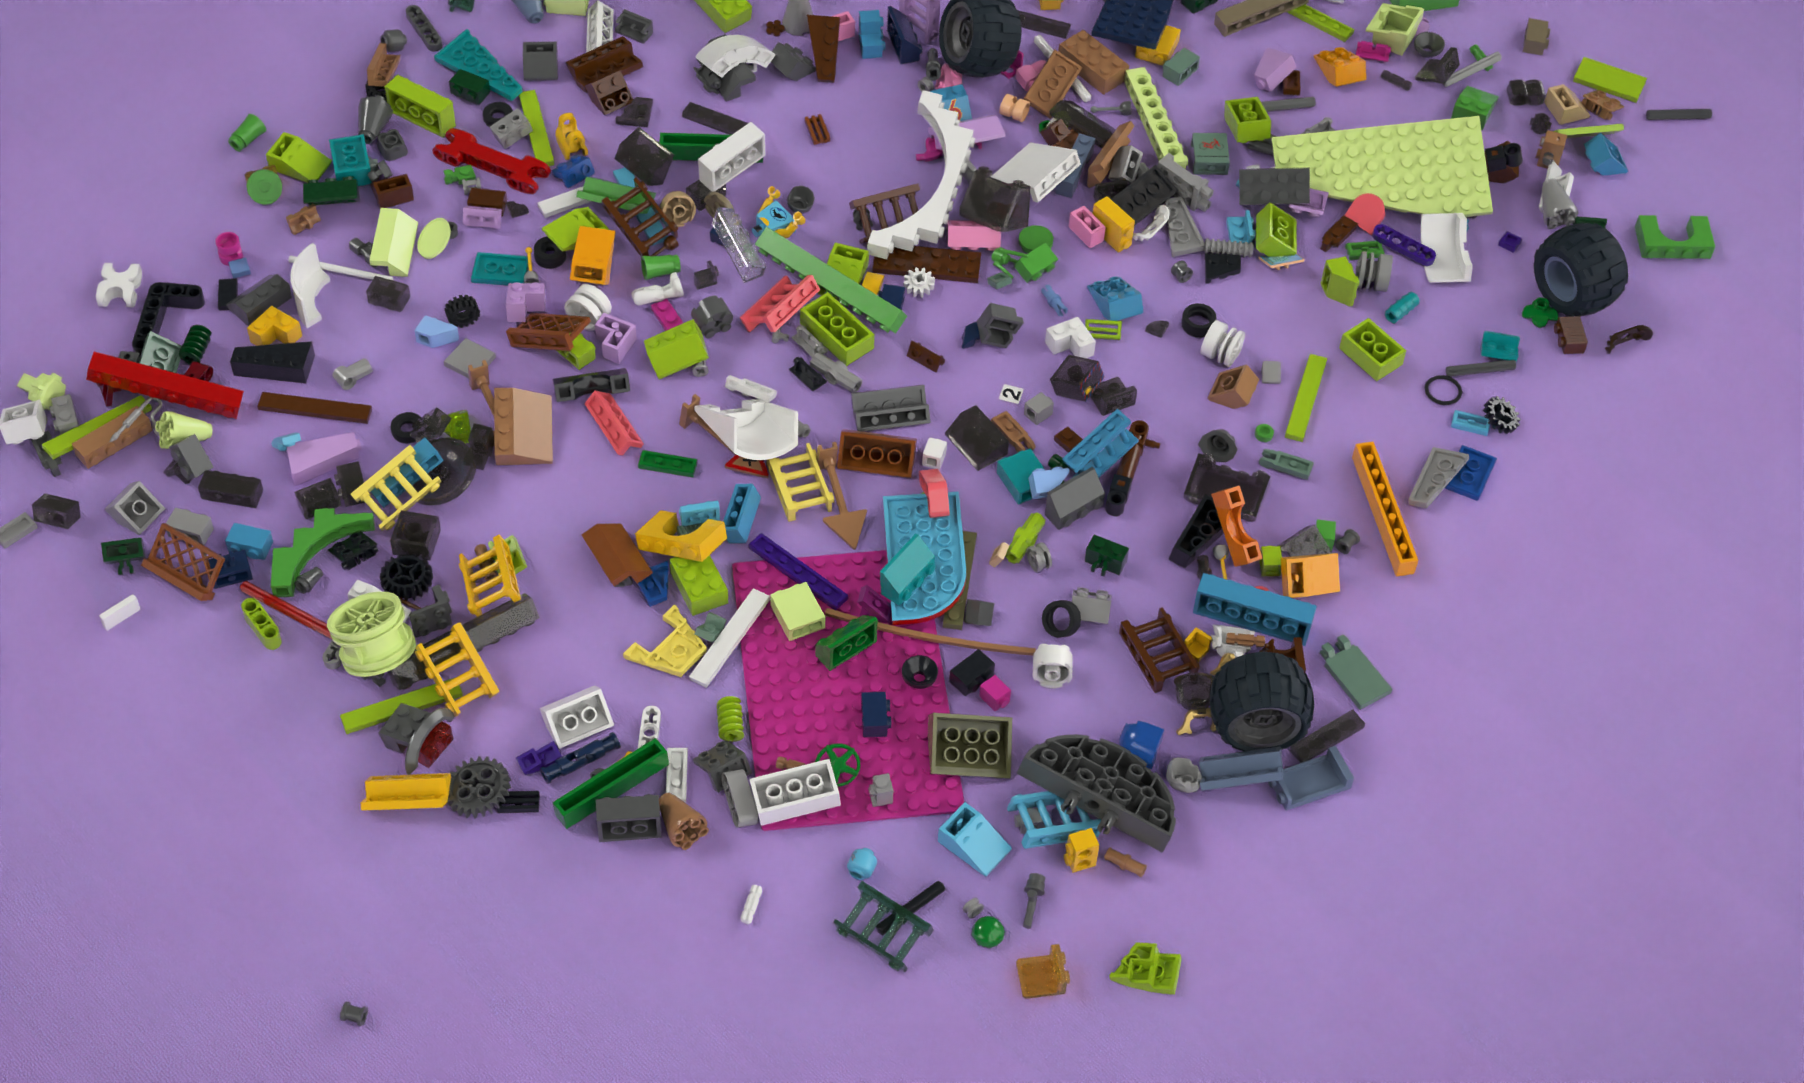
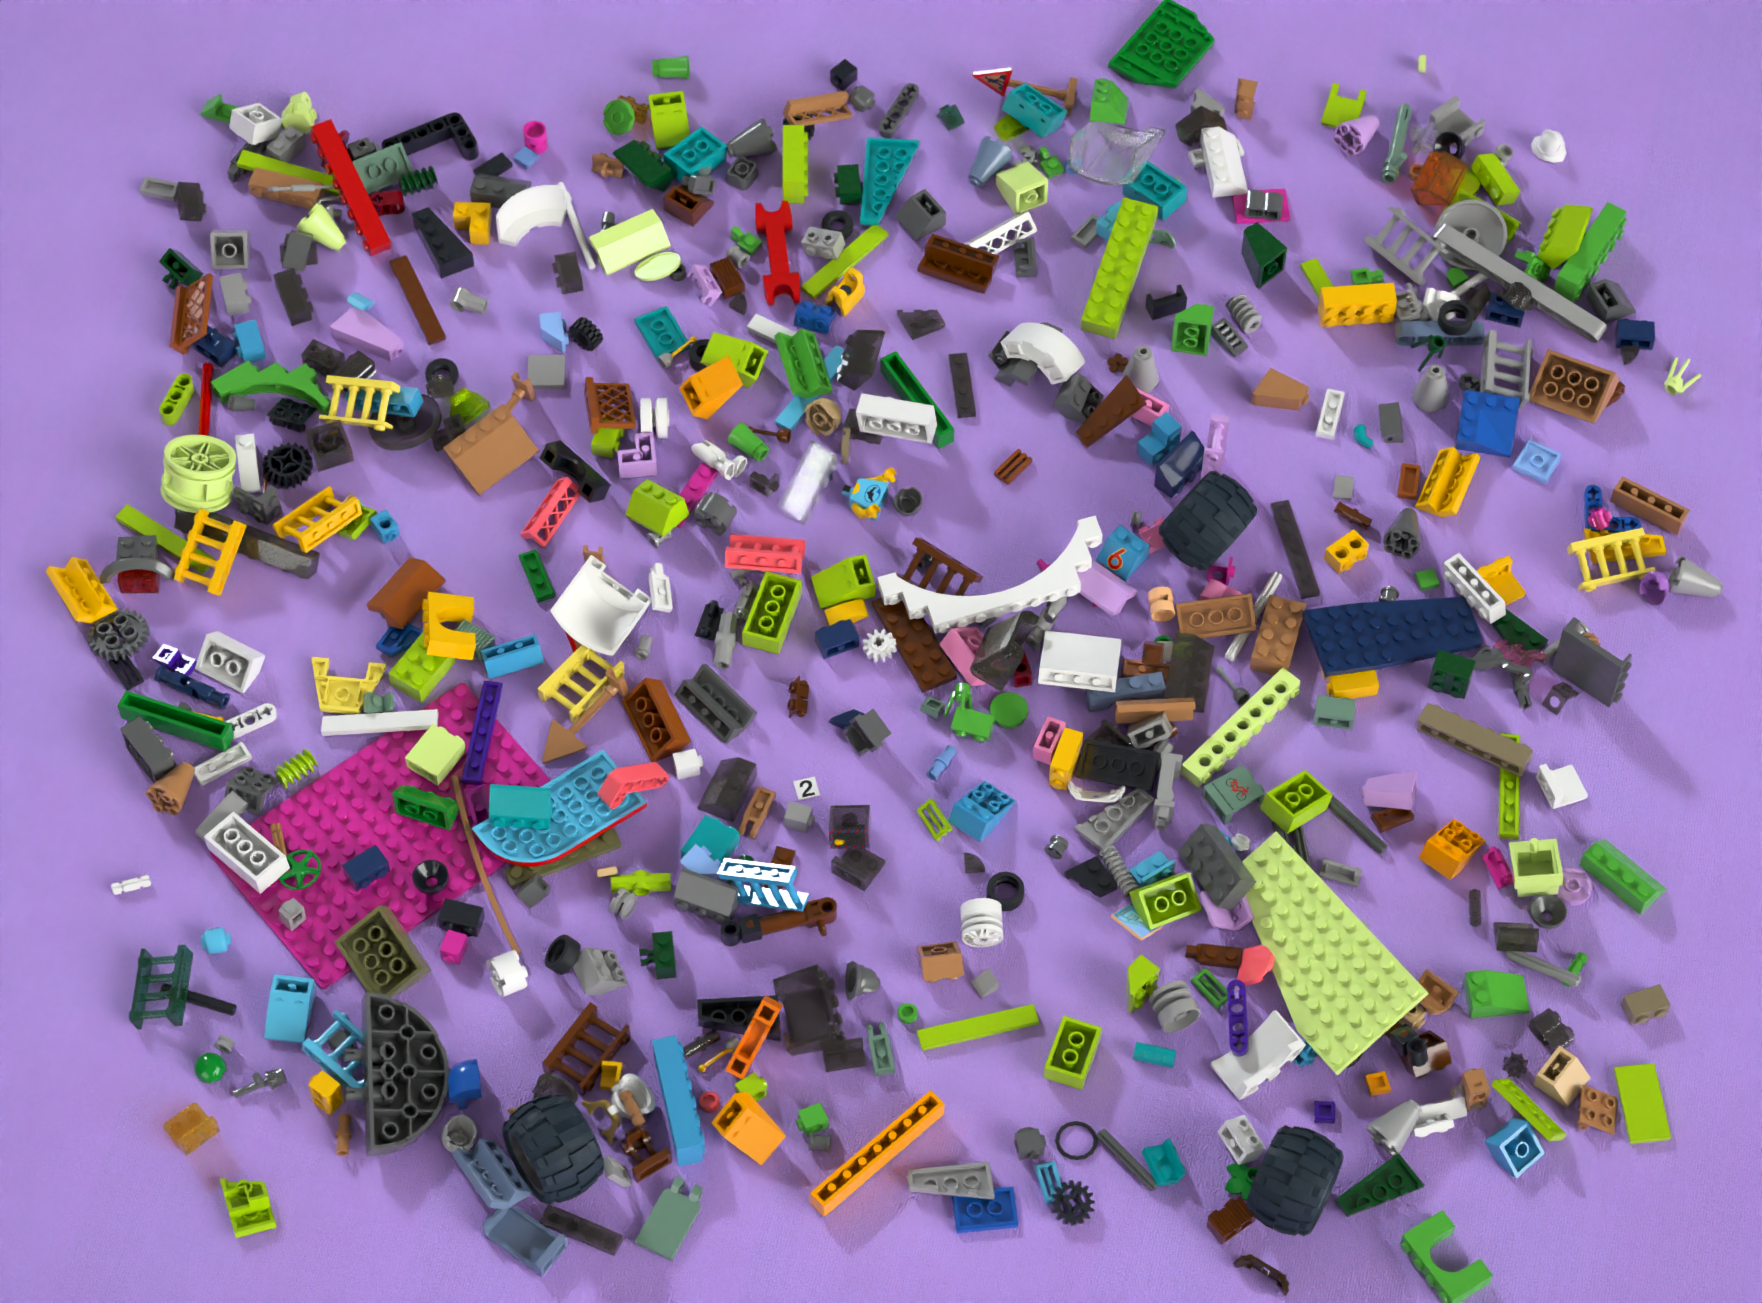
camera: 60 degrees right, 5 degrees up
(119, 285) = (445, 92): white piece -> none
(119, 612) = (125, 303): white tile -> none
(359, 39) = (843, 74): none -> black brick
(524, 299) = (630, 366): lavender brick -> none
(532, 539) = (382, 521): none -> dark azure brick
(609, 92) = (927, 287): reddish brown slope -> none
(622, 220) = (770, 384): reddish brown fence -> none
(699, 513) = (480, 624): medium azure bracket -> none
(831, 280) = (819, 576): bright green brick -> none
(933, 67) = (1151, 510): dark grey pin -> none
(1072, 336) = (904, 799): white brick -> none
(1277, 489) = (843, 1054): none -> clear smoke panel
(1305, 542) = (785, 1109): clear smoke bracket -> none
(1432, 416) = (1029, 1143): none -> dark grey brick
(1505, 202) = (1377, 1083): none -> light orange tile
(1509, 293) = (1241, 1140): none -> white brick
(1666, 114) = (1641, 1190): black axle -> none

